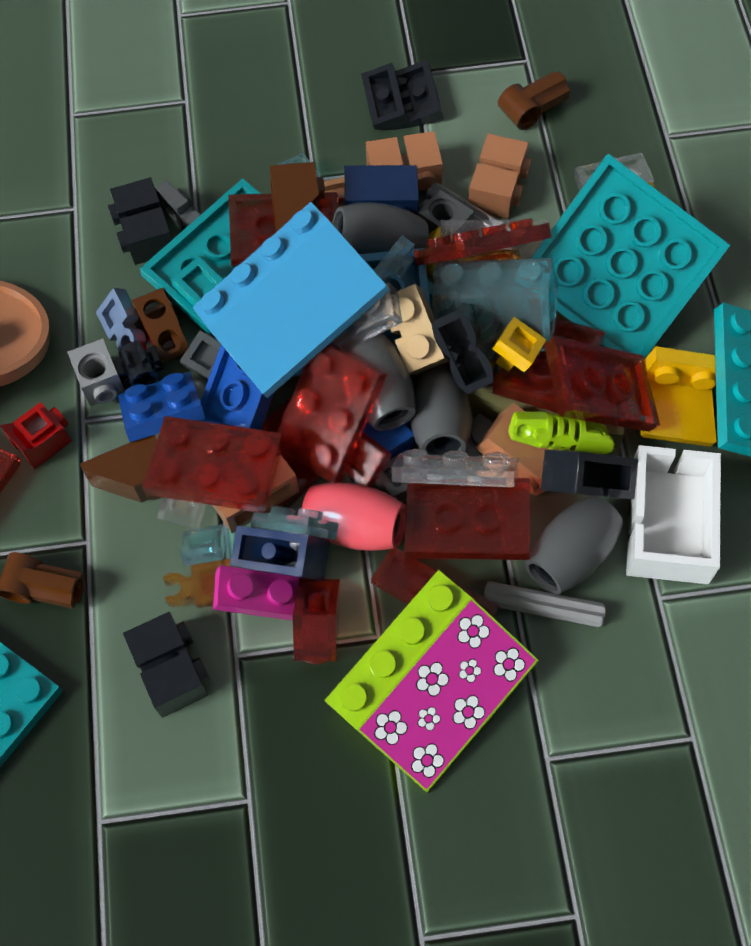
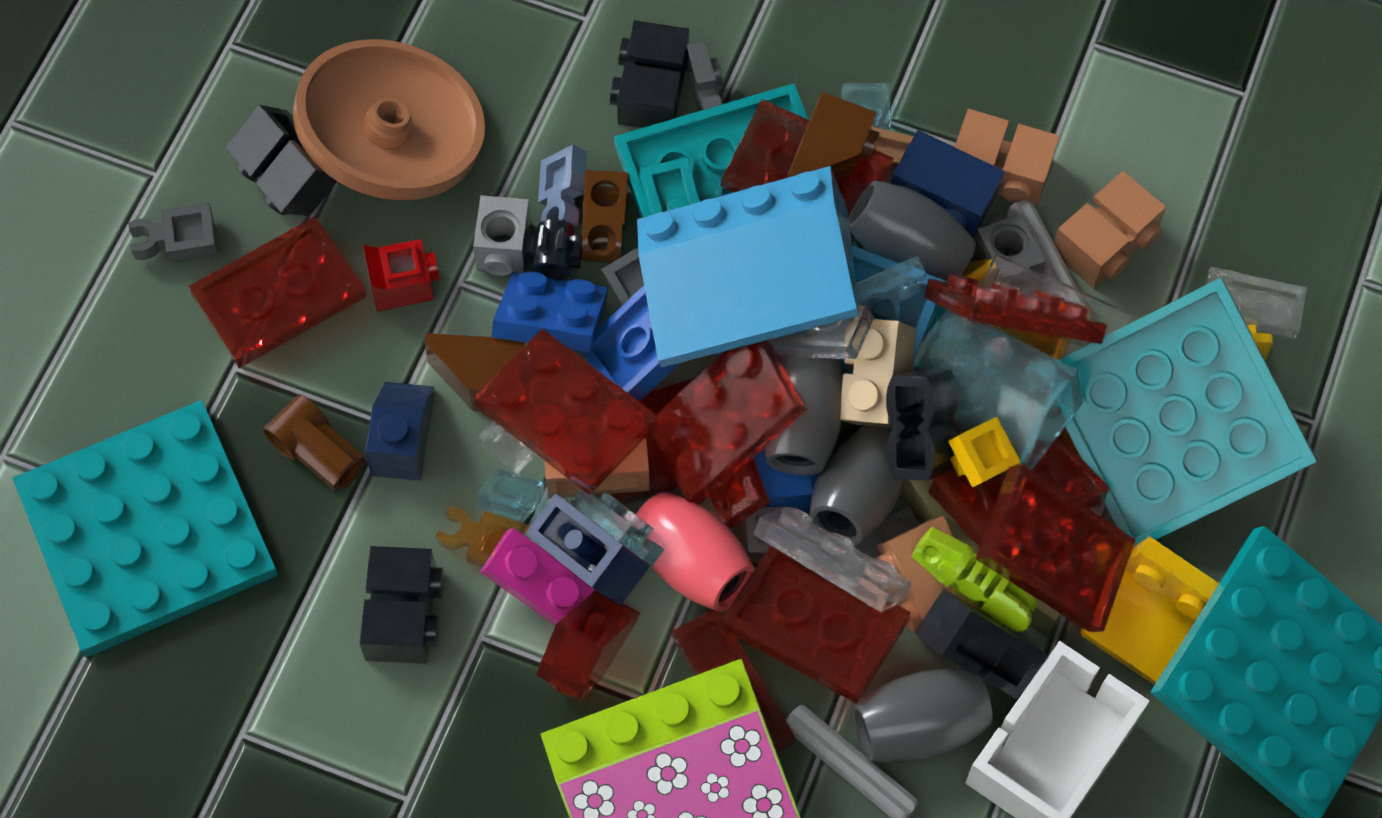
camera: 25 degrees right, 0 degrees up
(97, 542) = (399, 430): none -> dark blue slope
(402, 96) = (1056, 67): black slope -> none
(527, 103) = (1202, 153): reddish brown piece -> none

